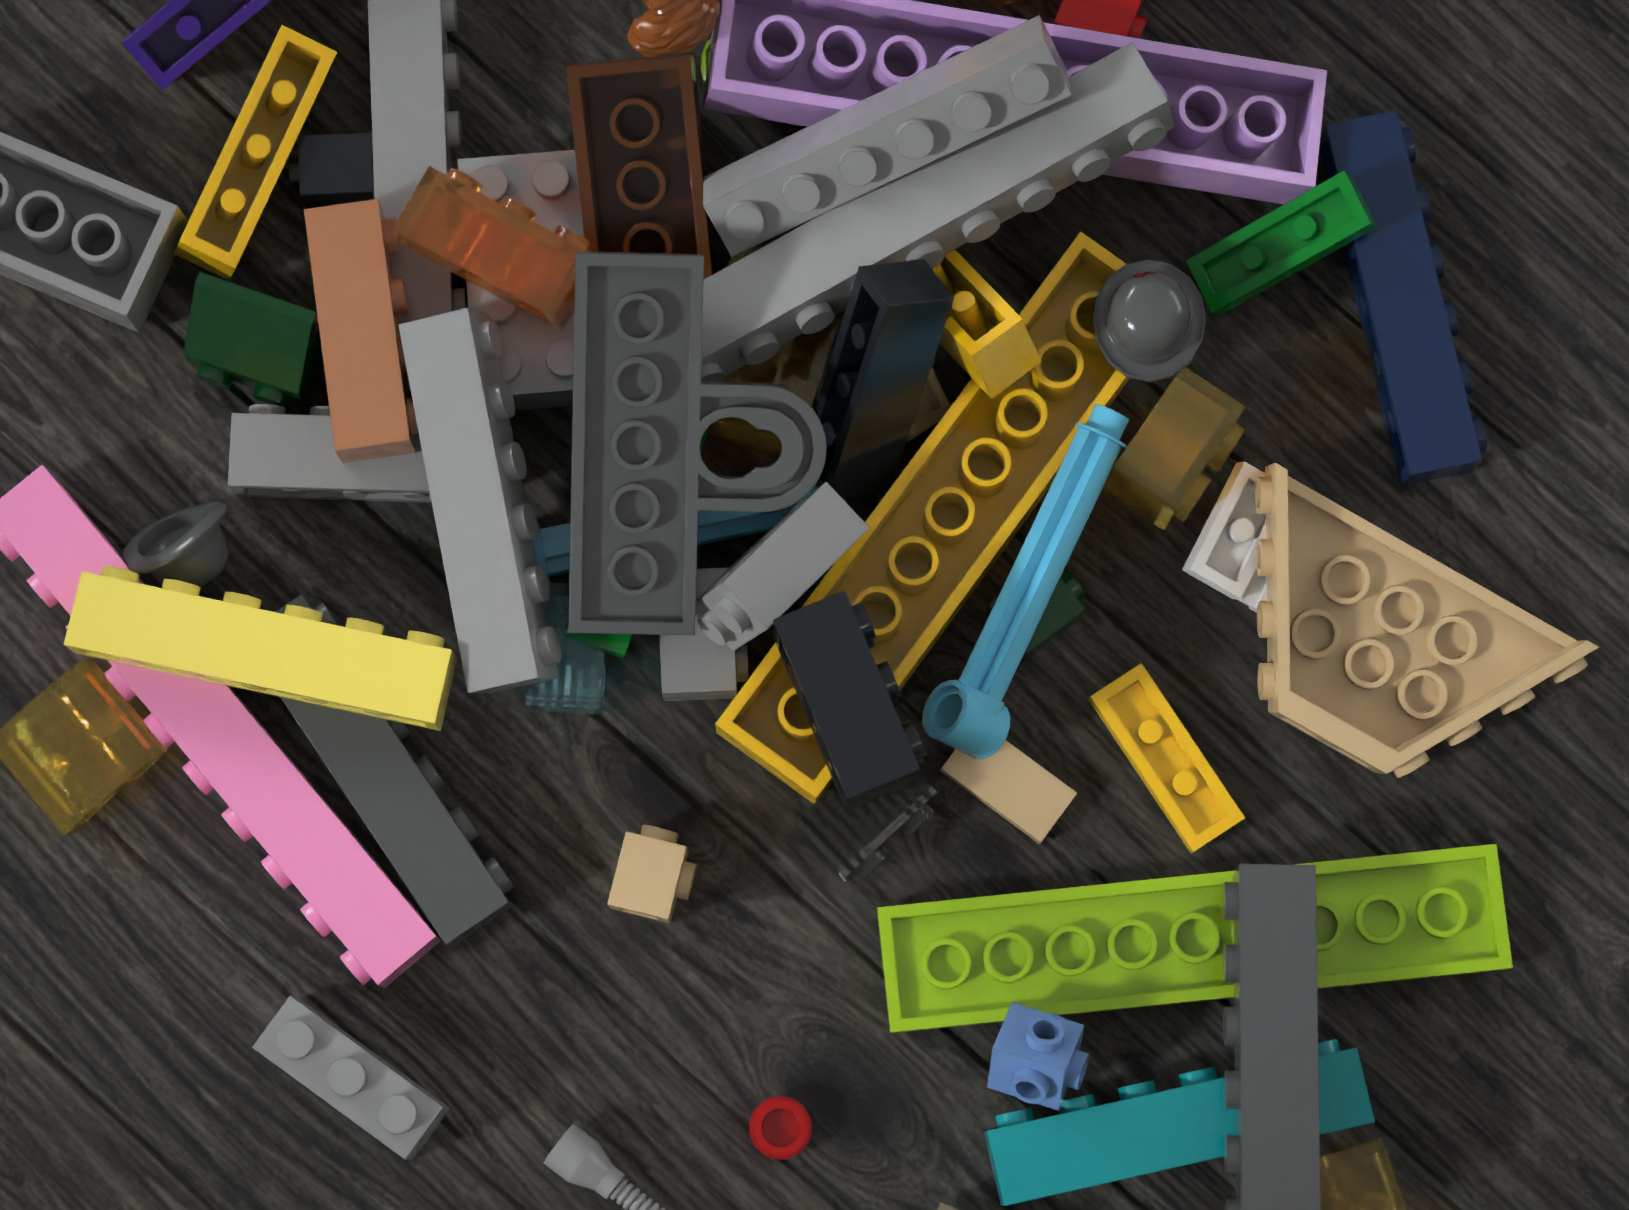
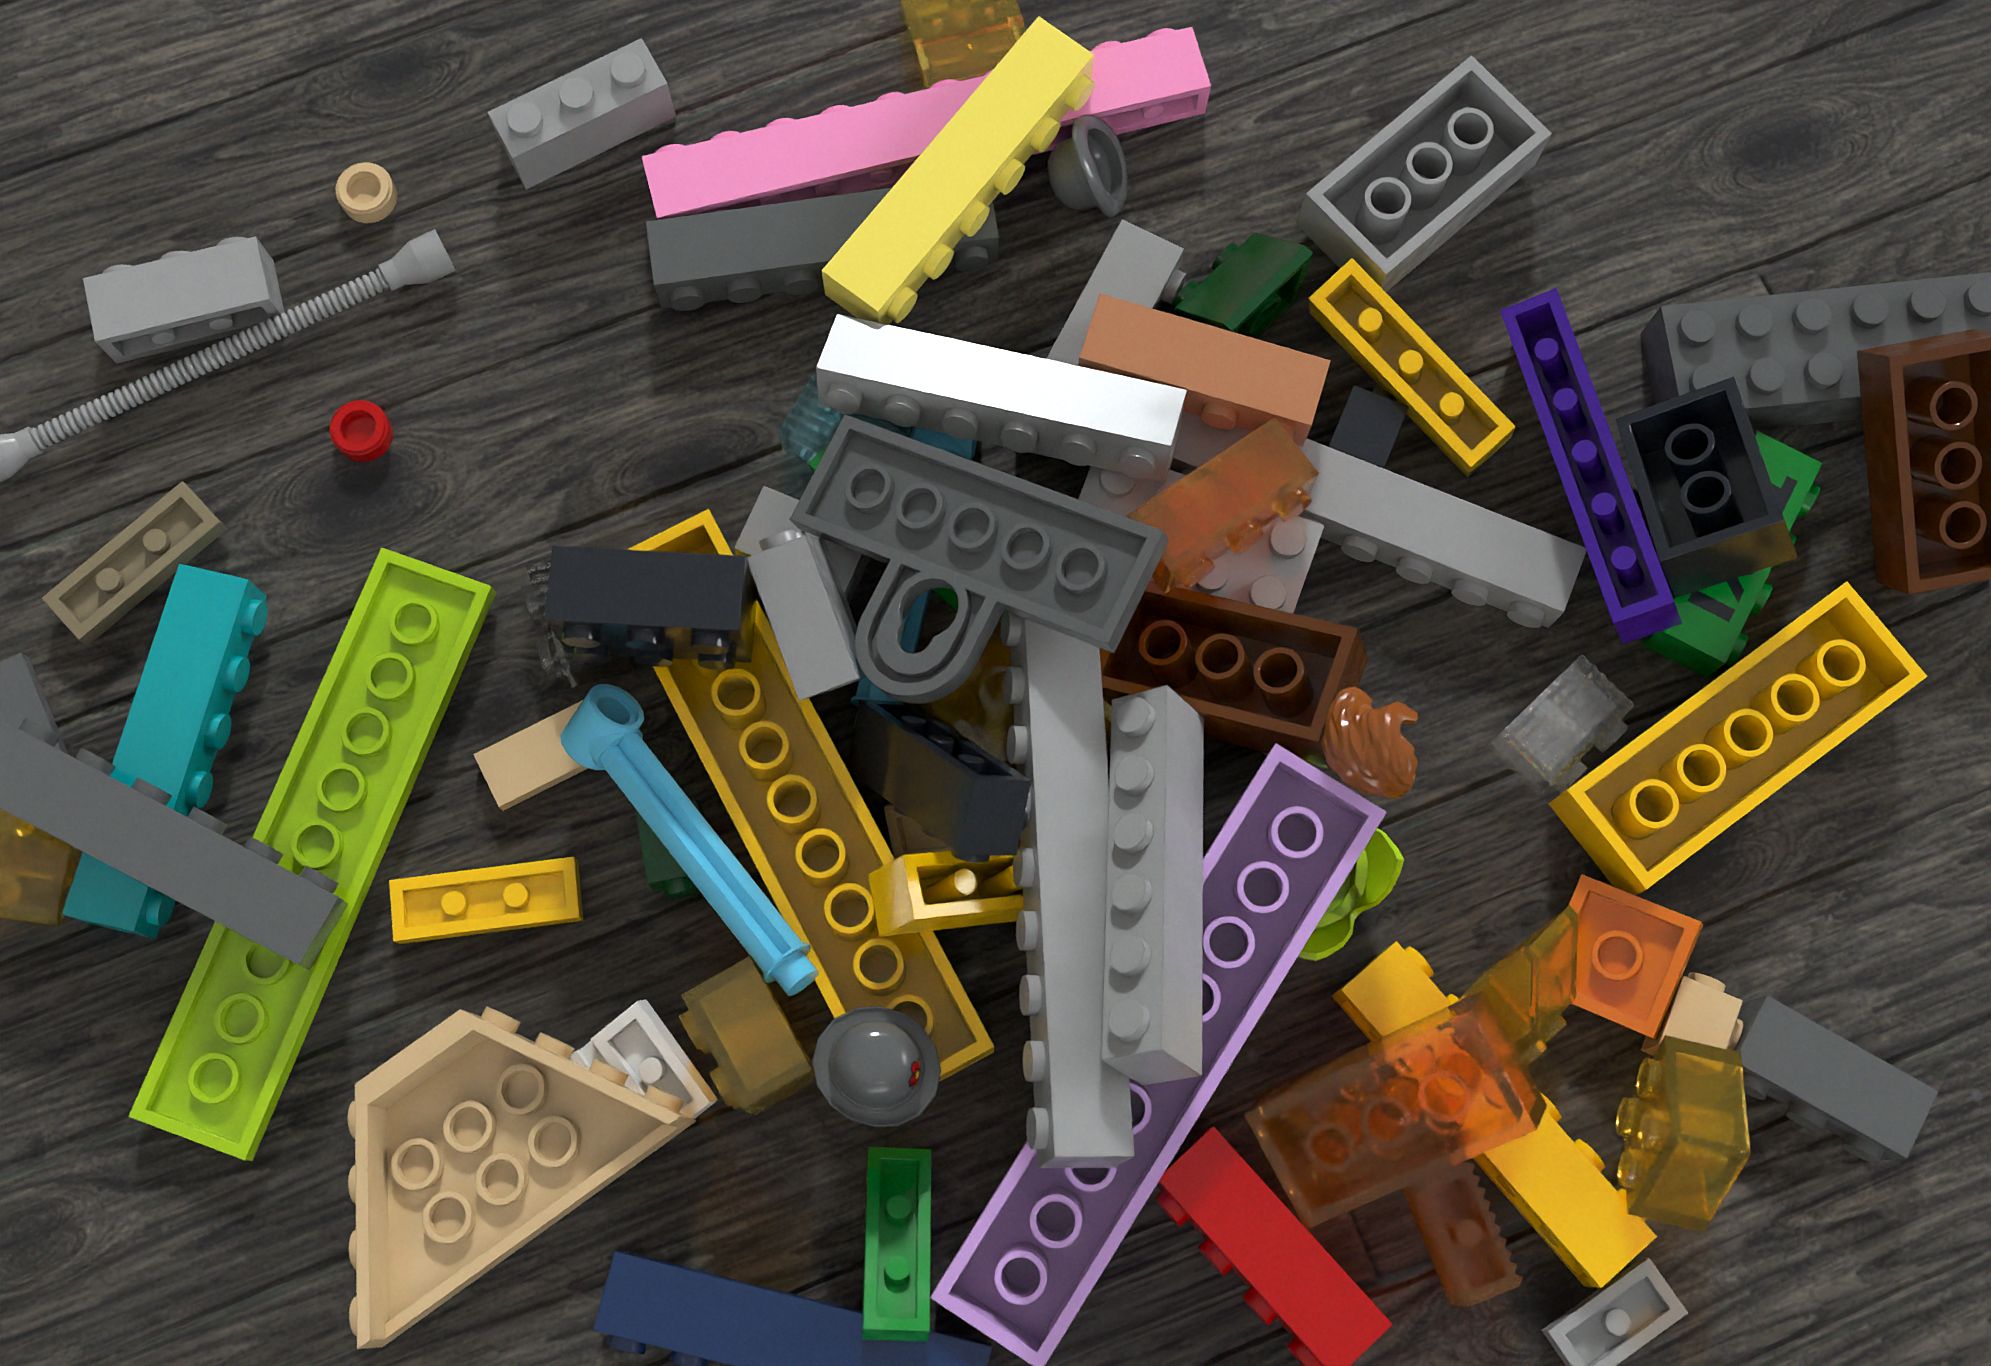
camera: 115 degrees right, 5 degrees down
(651, 874) = (620, 416): tan brick -> none
(1037, 1057) = (304, 649): medium blue brick -> none

